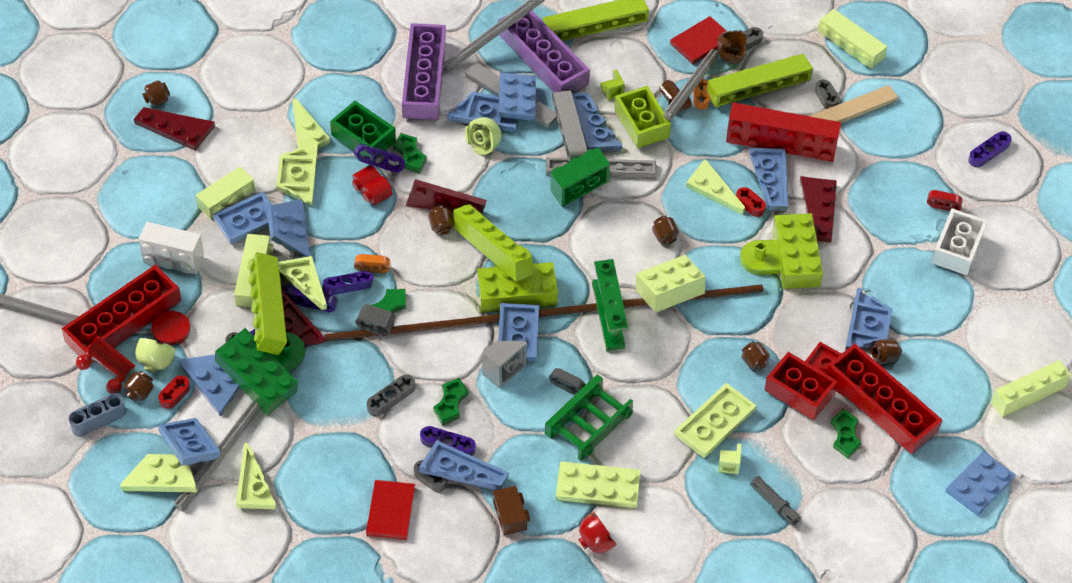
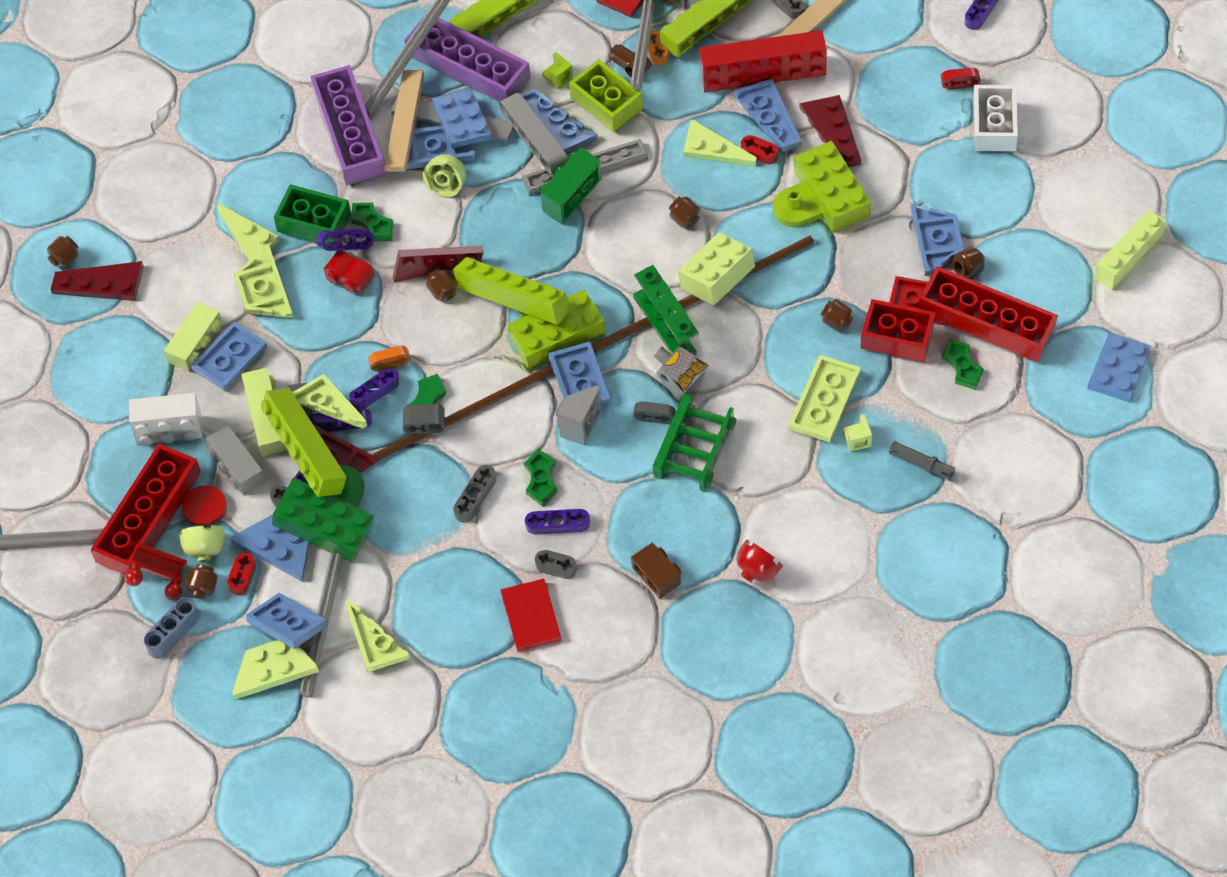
camera: 15 degrees left, 5 degrees up
(211, 300) = (234, 460): none -> light grey brick
(288, 226) = (281, 350): medium blue wing -> none
(458, 466) = (586, 543): medium blue wing -> none
(470, 83) = (404, 121): none -> tan tile
(598, 484) = (733, 510): yellowish green plate -> none
(603, 354) = (679, 370): none -> light grey torso

